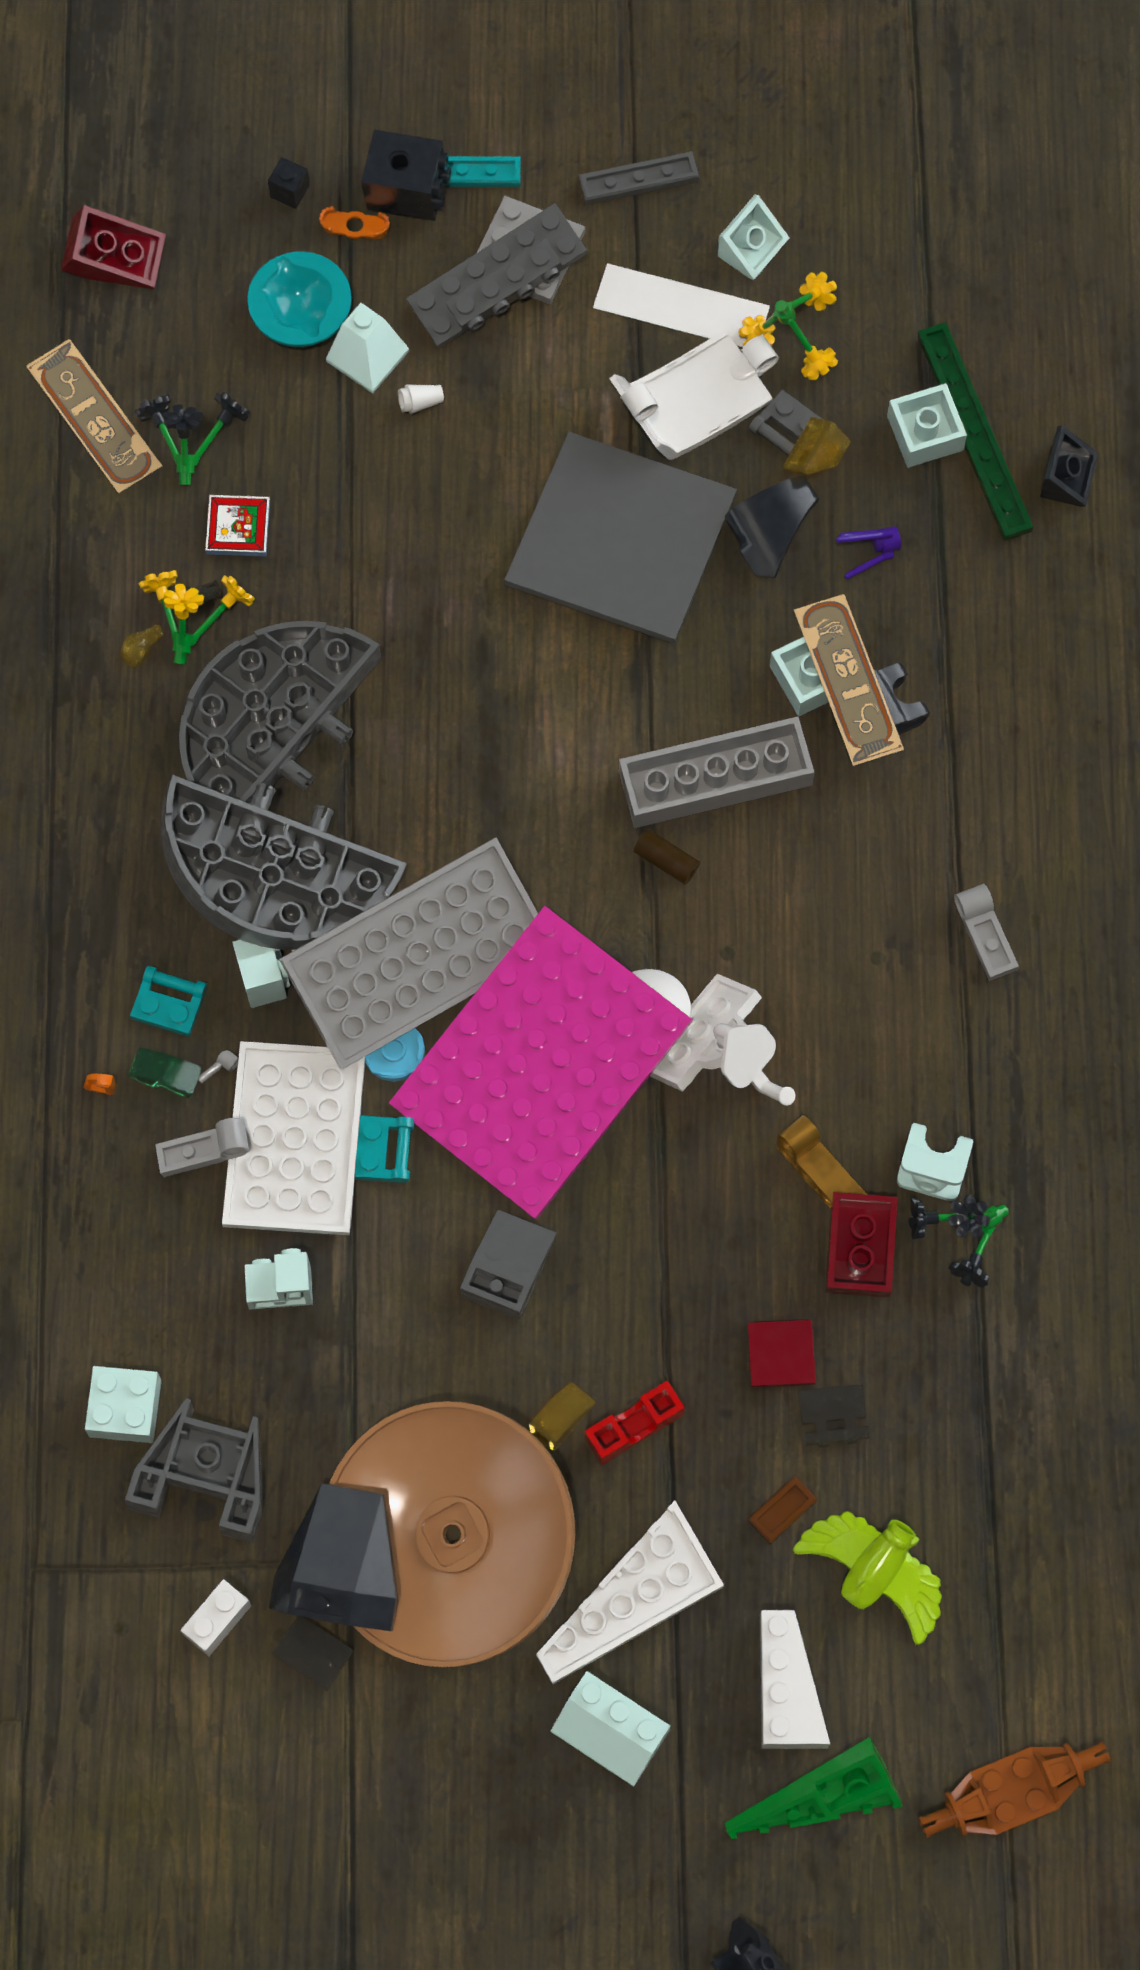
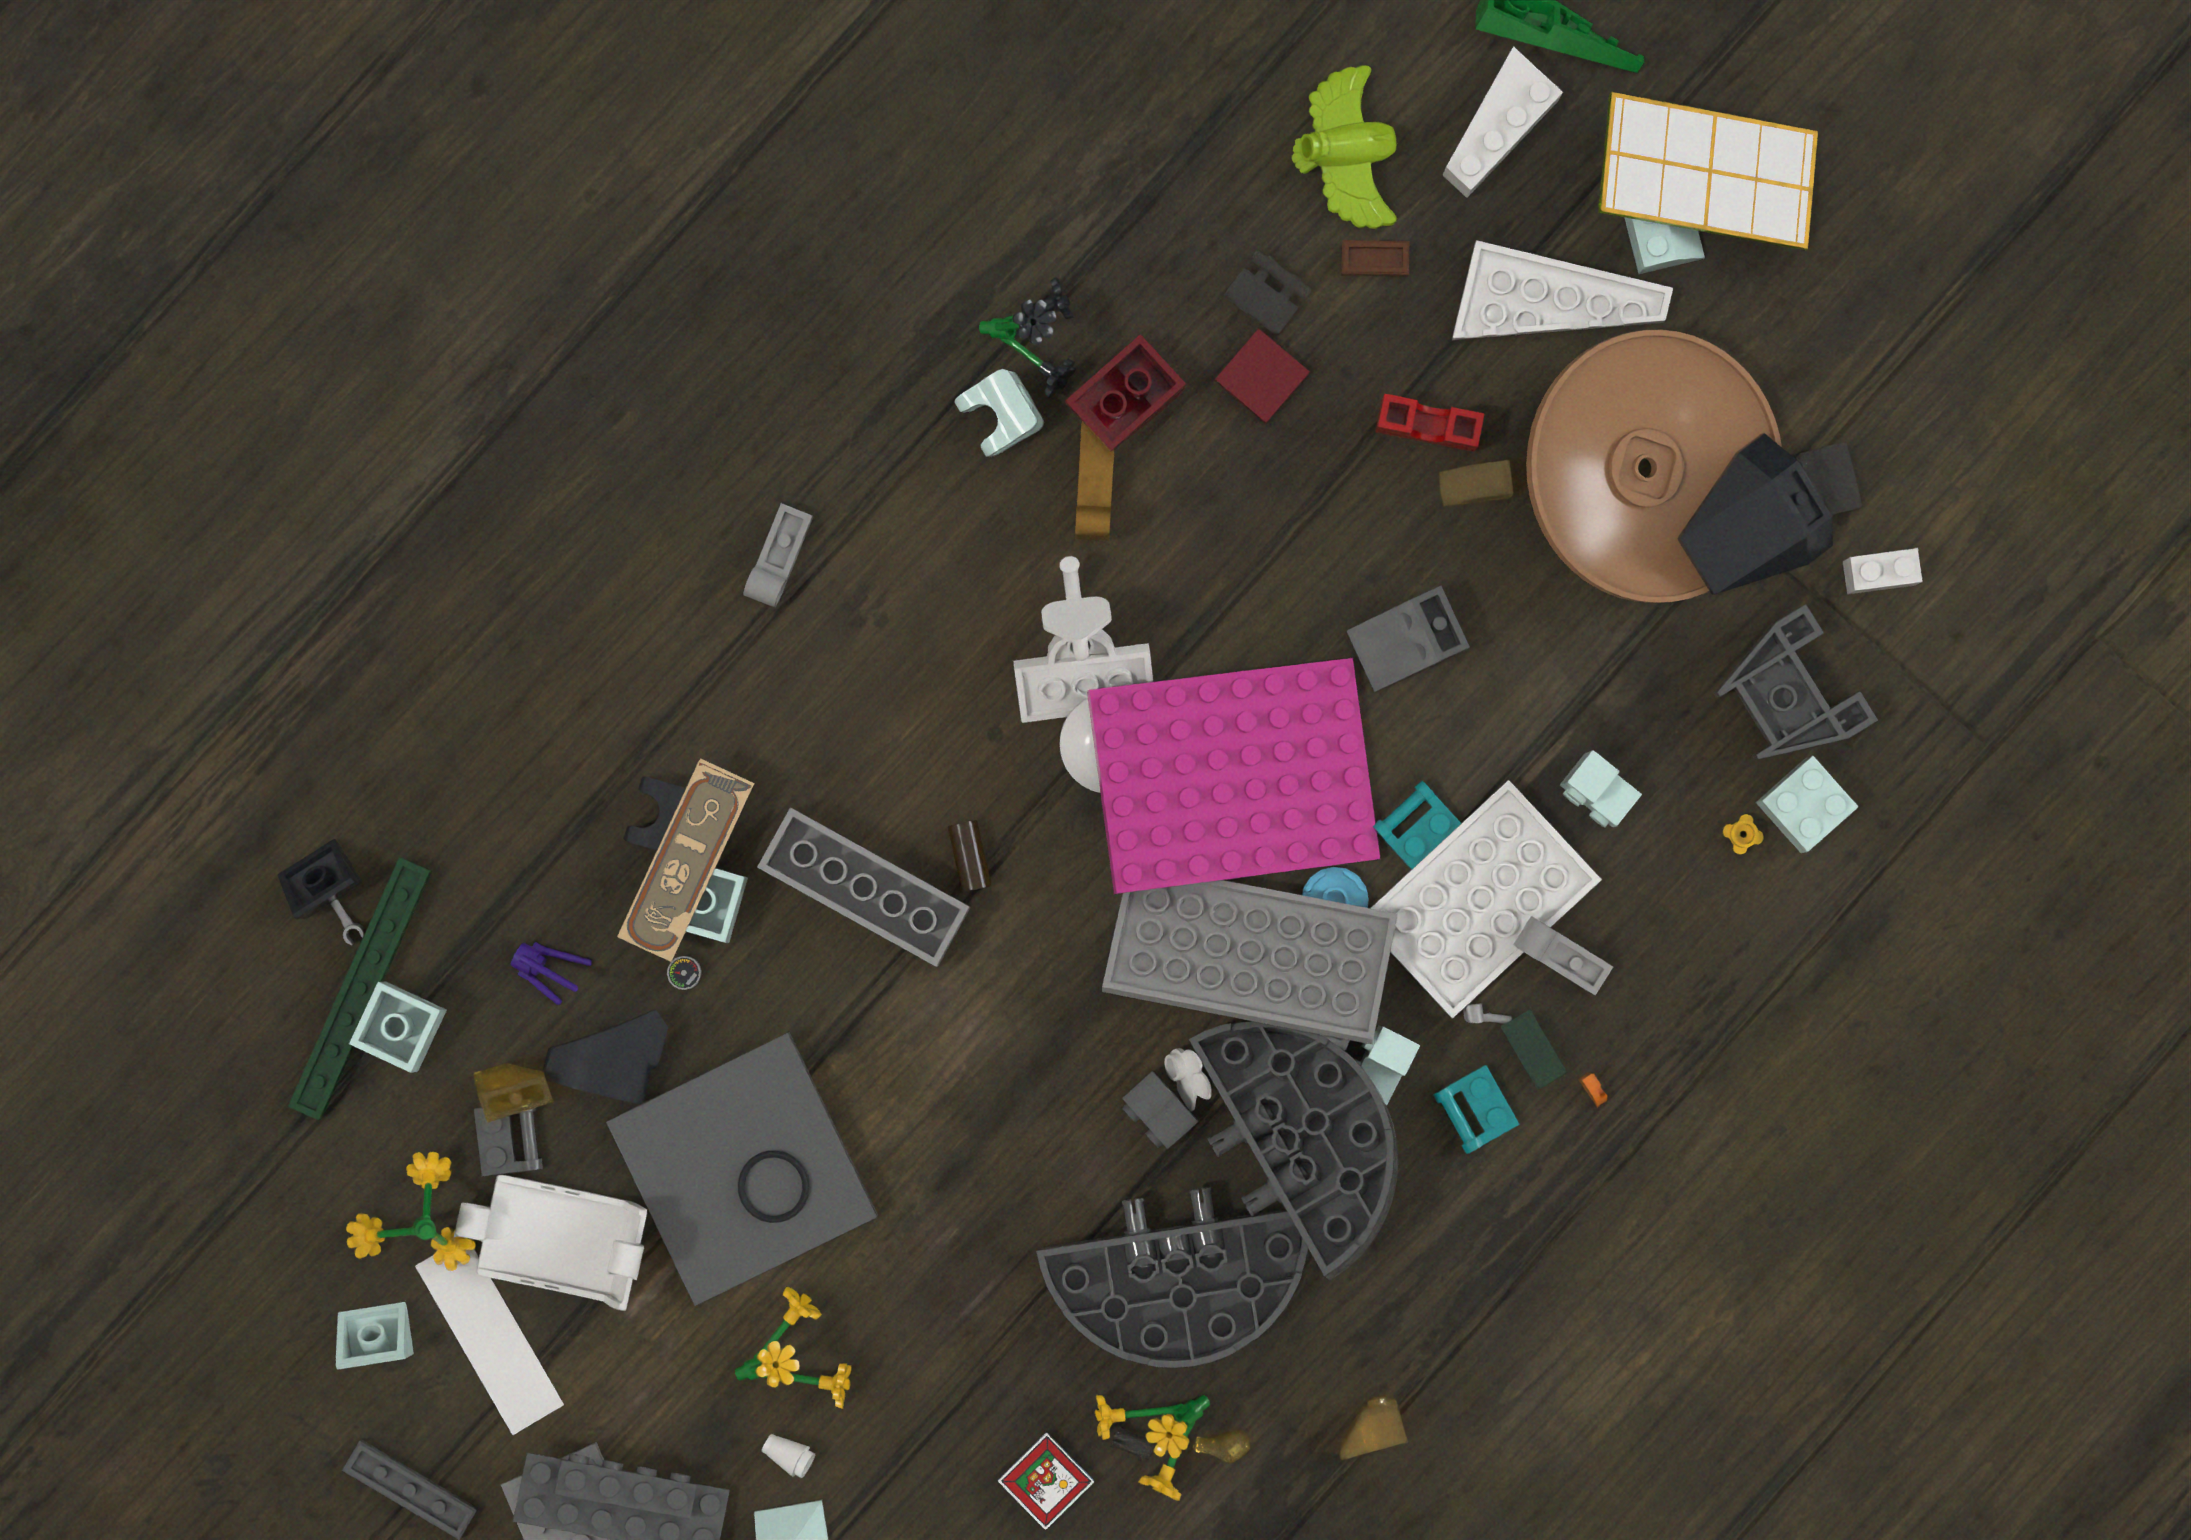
camera: 135 degrees left, 15 degrees up
(48, 739) = (1373, 1428): none -> clear yellow slope
(146, 1339) = (1752, 836): none -> yellow plate
(382, 810) = (1159, 1110): none -> dark grey brick
(392, 847) = (1186, 1070): none -> white plate
(481, 429) = (776, 1363): none -> yellow plant
(573, 561) = (805, 1186): none -> black tyre
(605, 1787) = (1708, 171): none -> white piece
(779, 622) = (684, 972): none -> tile
(1020, 462) = (347, 922): none -> light grey hand

